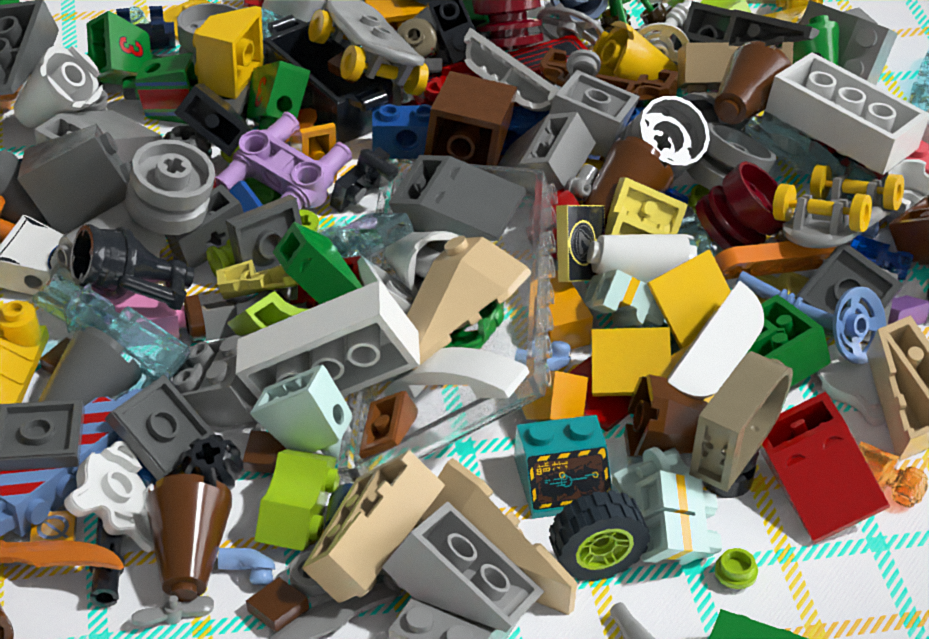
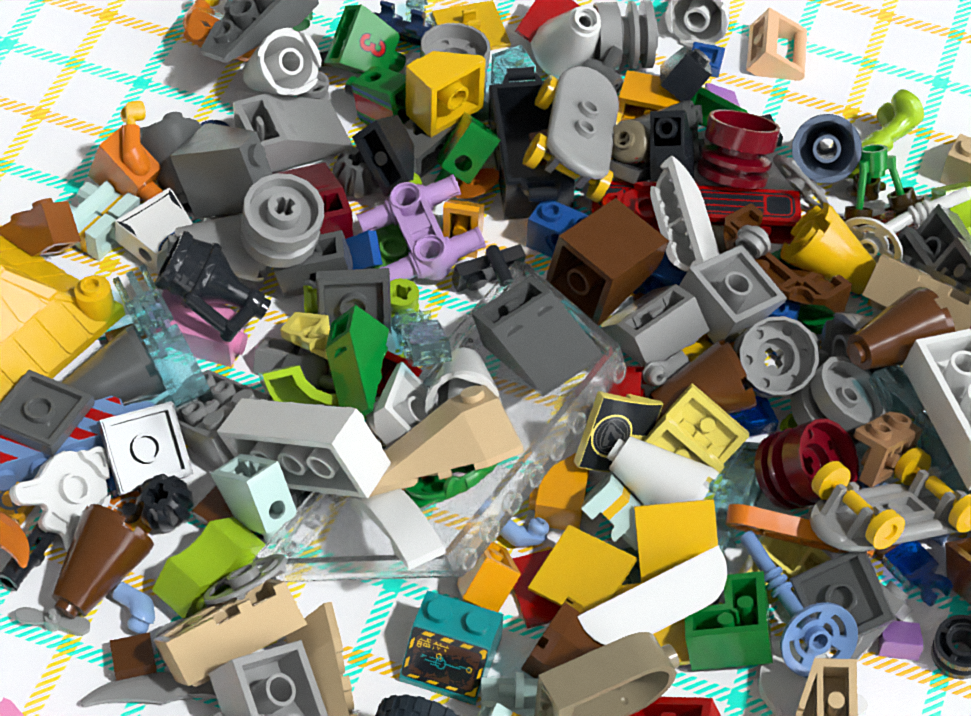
camera: 30 degrees right, 10 degrees up
(194, 319) = (247, 350): reddish brown tile -> none
(354, 480) = (246, 579): none -> light grey wheel
(387, 423) = (319, 536): dark orange slope -> none
(799, 164) = (888, 440): none -> medium nougat bracket

